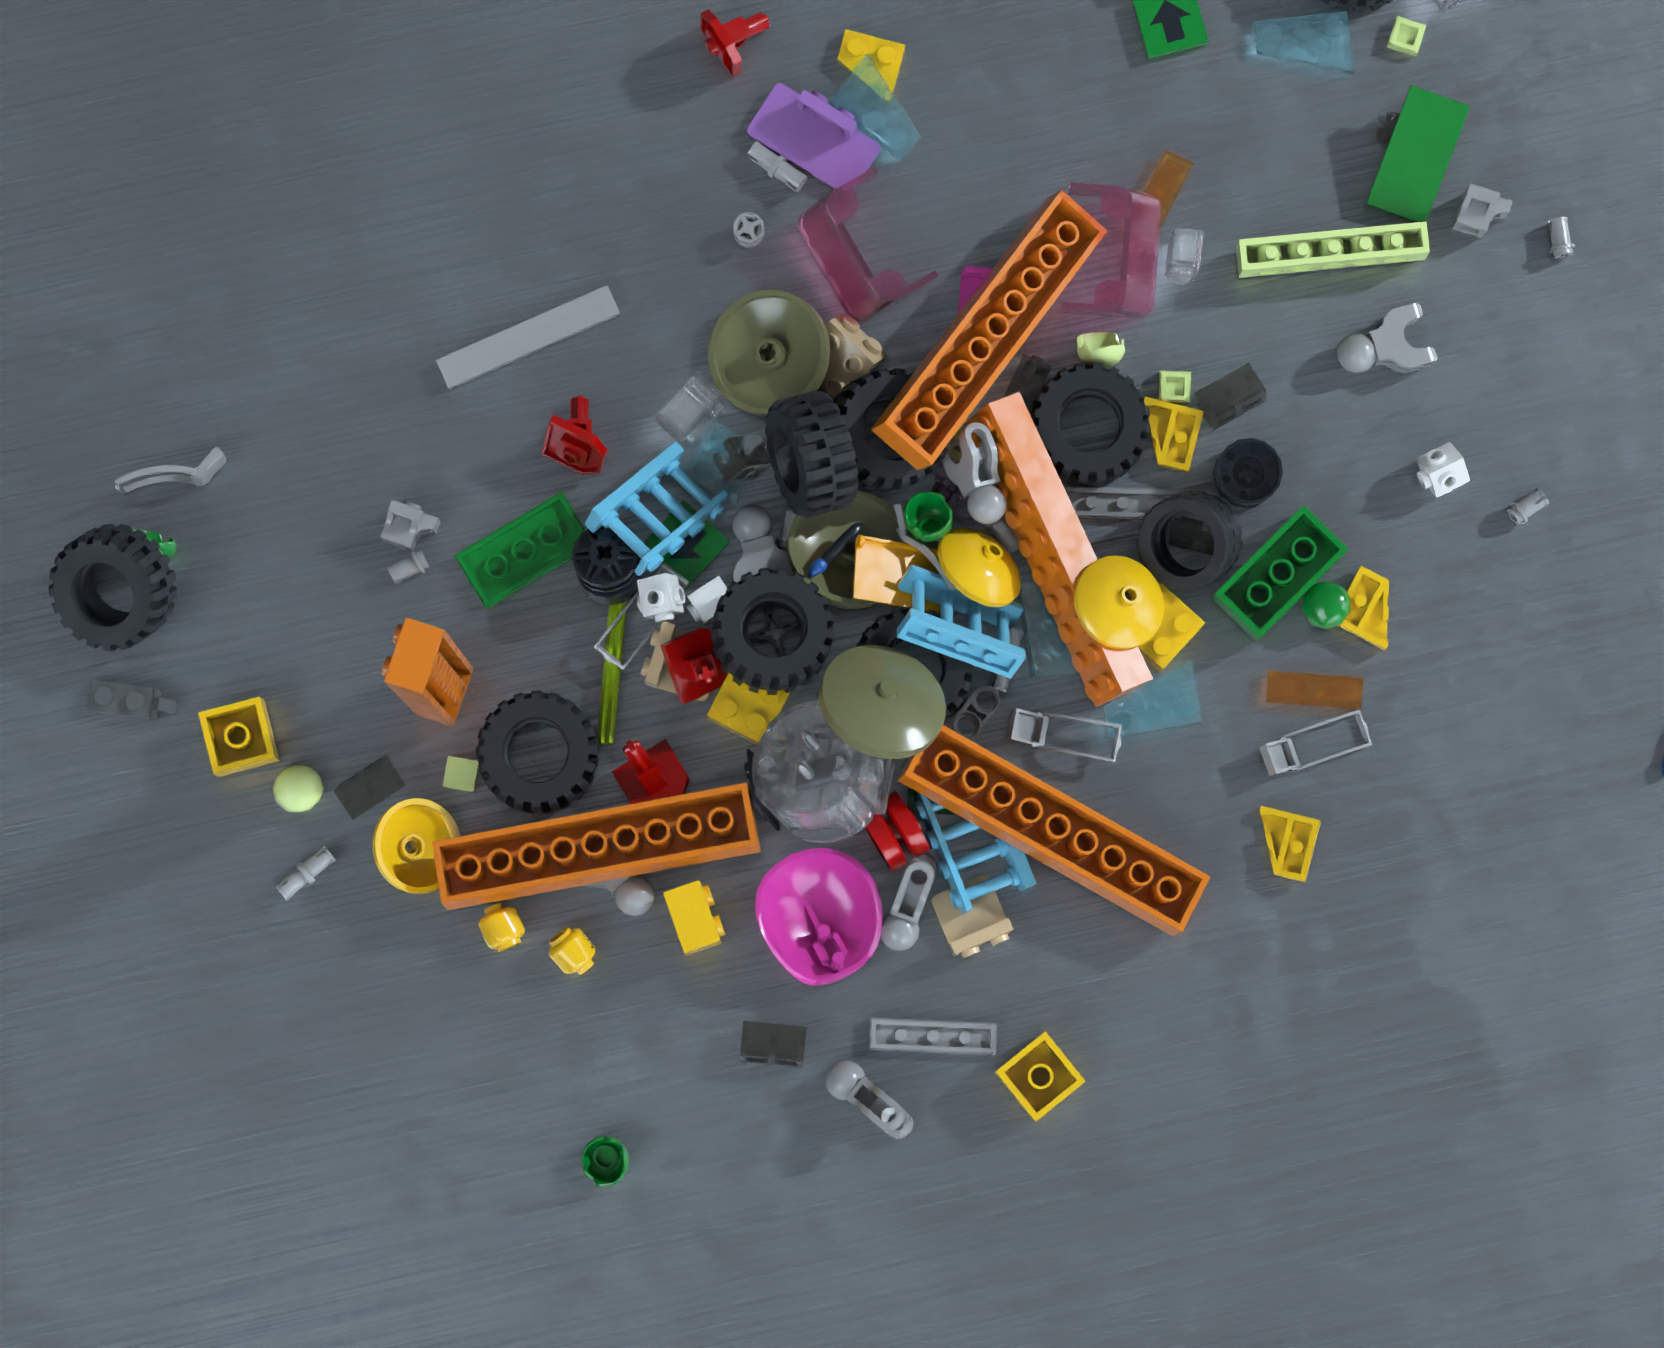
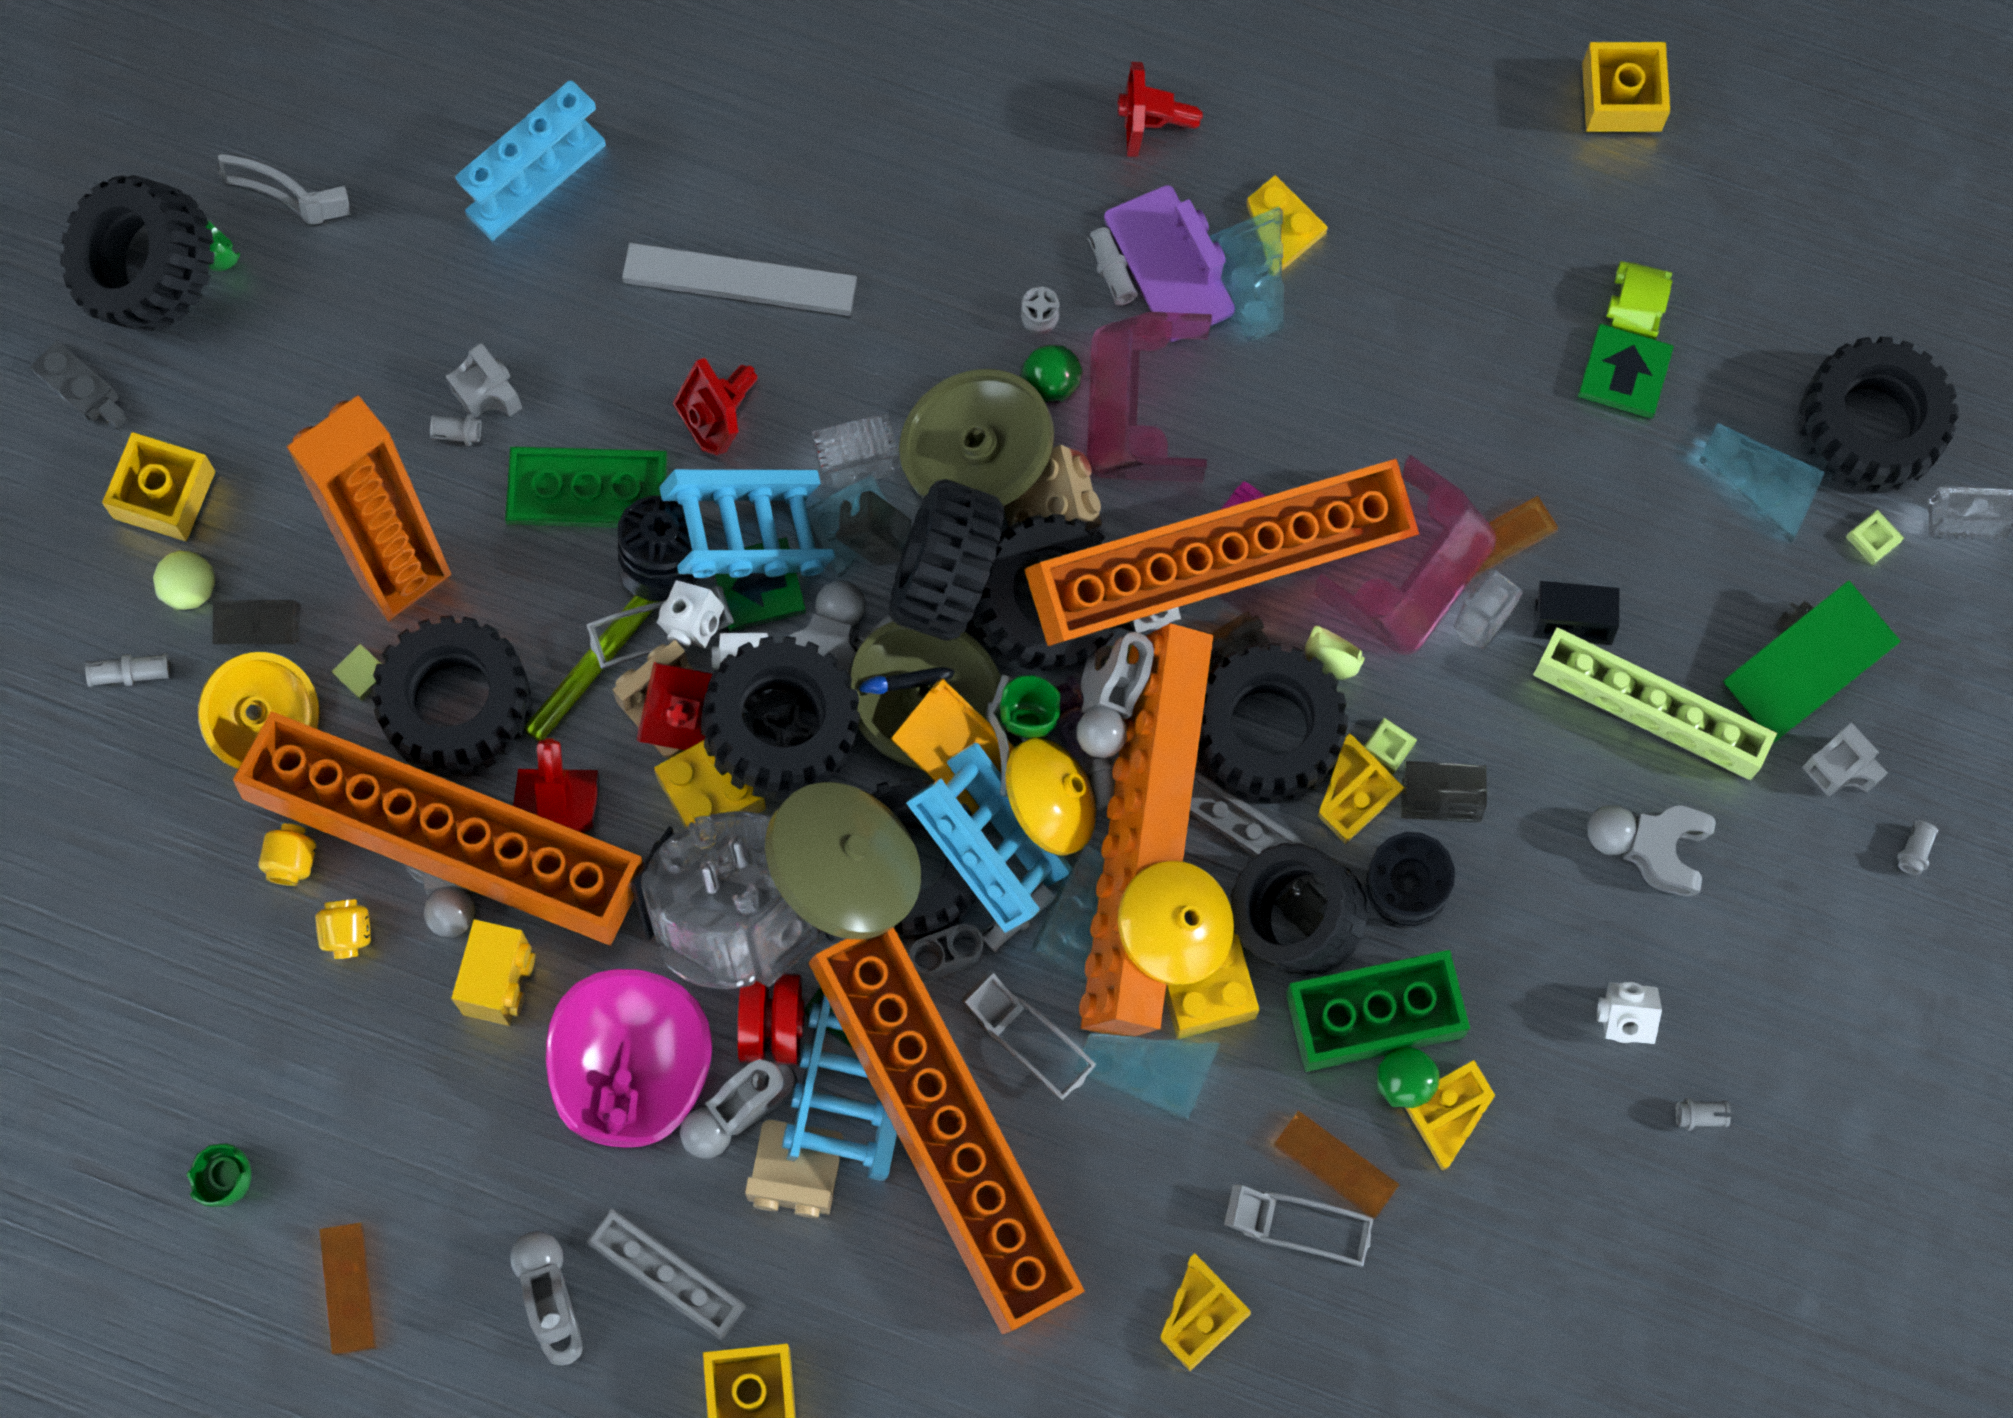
camera: 30 degrees right, 10 degrees down
(333, 346) = (530, 160): none -> medium azure fence
(736, 1177) = (347, 1289): none -> clear orange tile
(773, 1044) = (486, 1168): clear smoke hinge -> none
(785, 269) = (1053, 372): none -> green hair
(1242, 216) = (1577, 609): none -> black hinge

